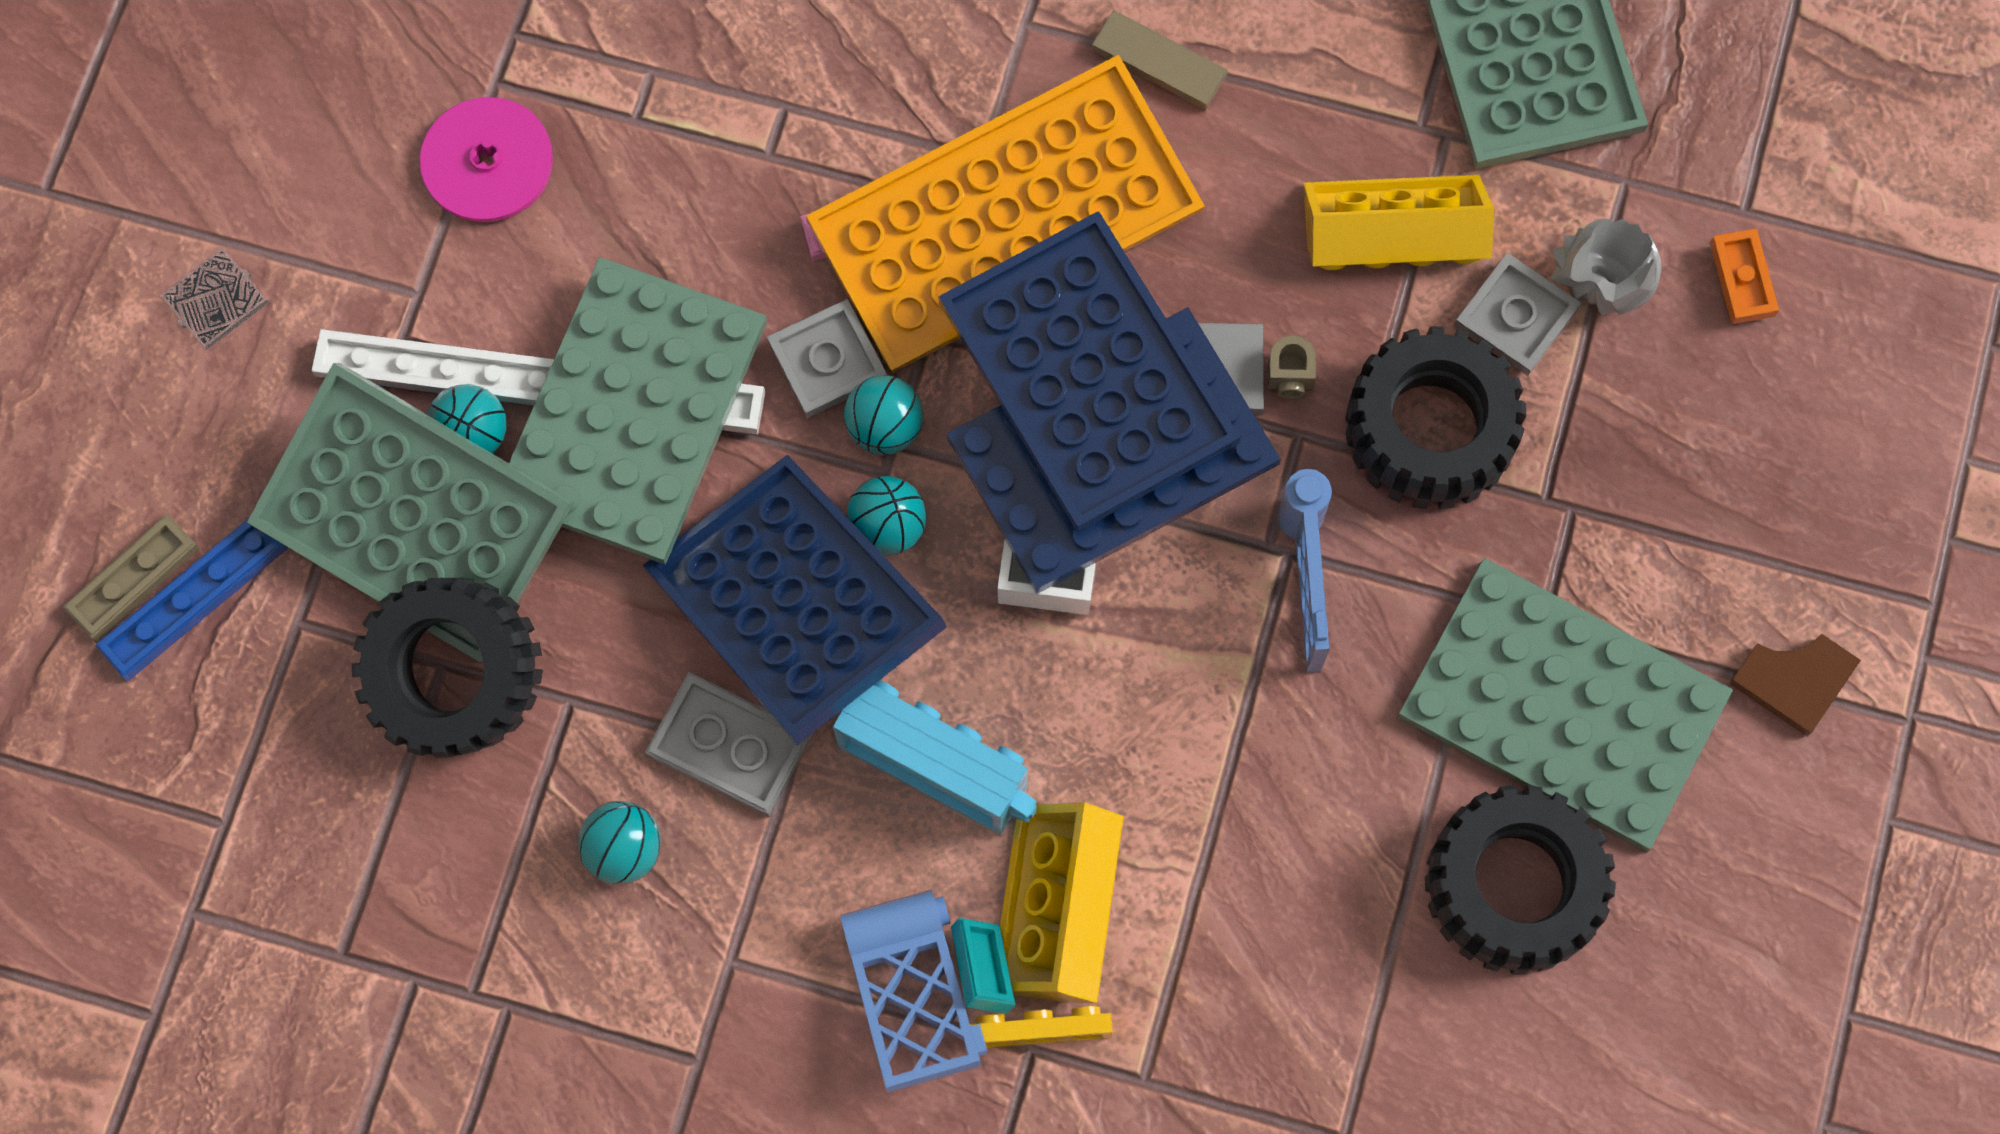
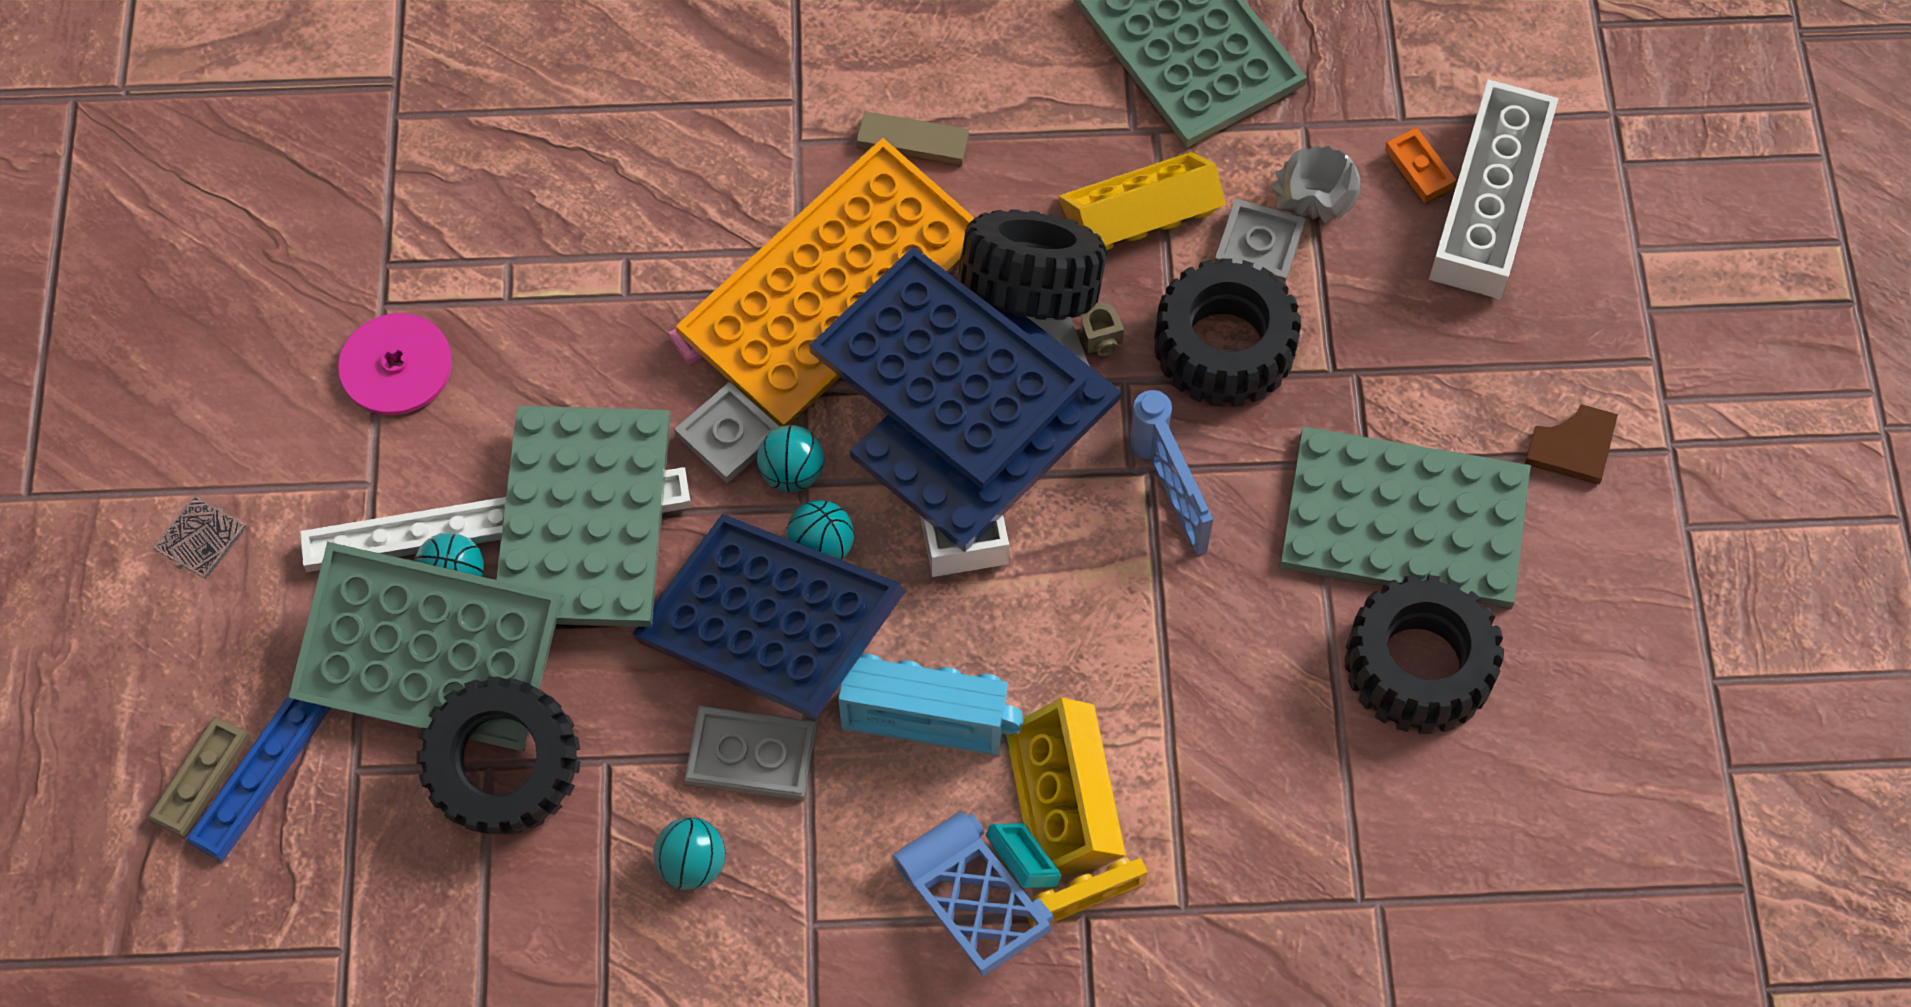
camera: 20 degrees left, 10 degrees down
(1233, 270) = (1033, 264): none -> black tyre
(1819, 335) = (1494, 189): none -> white brick

